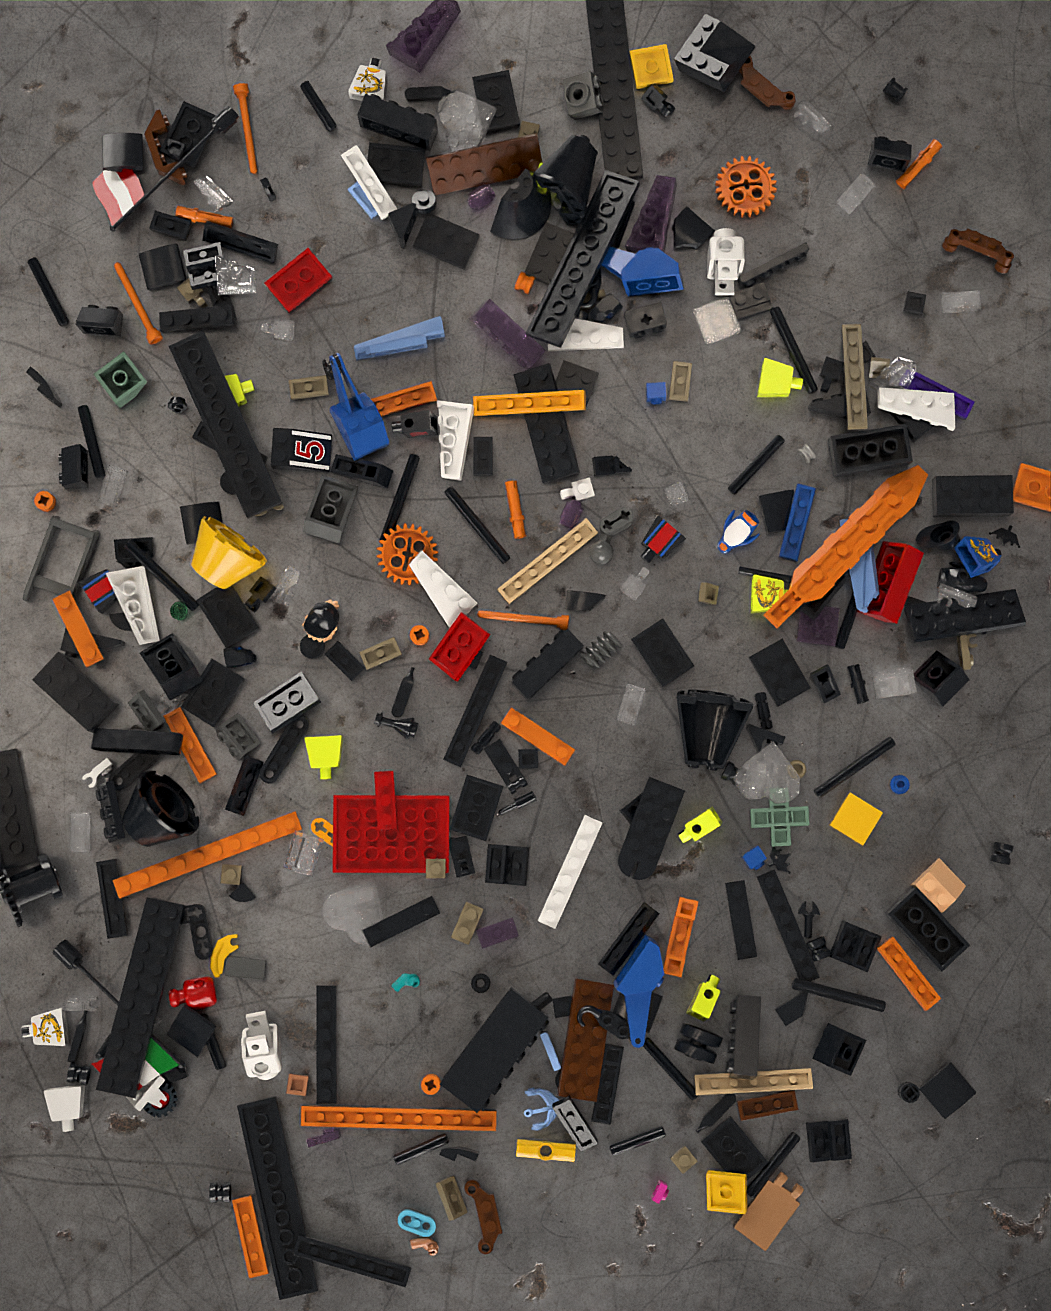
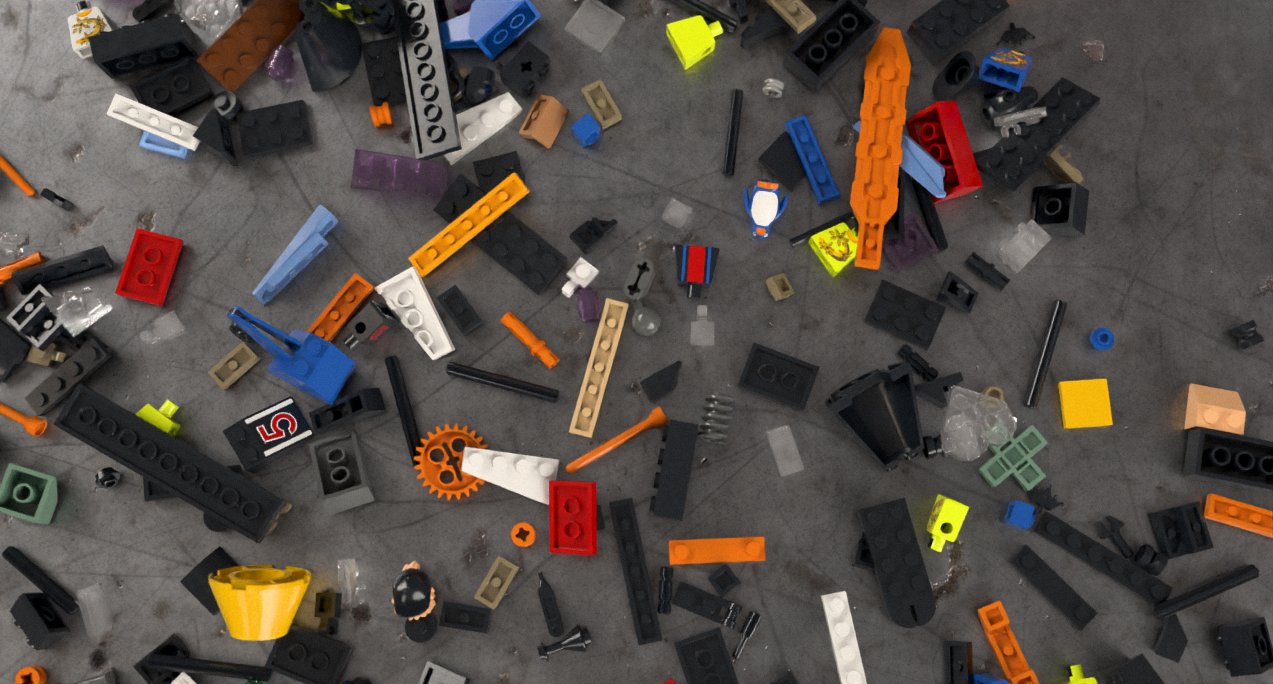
camera: 40 degrees left, 5 degrees down
(318, 106) = (54, 86): black axle -> none
(632, 365) = (544, 120): none -> medium nougat panel

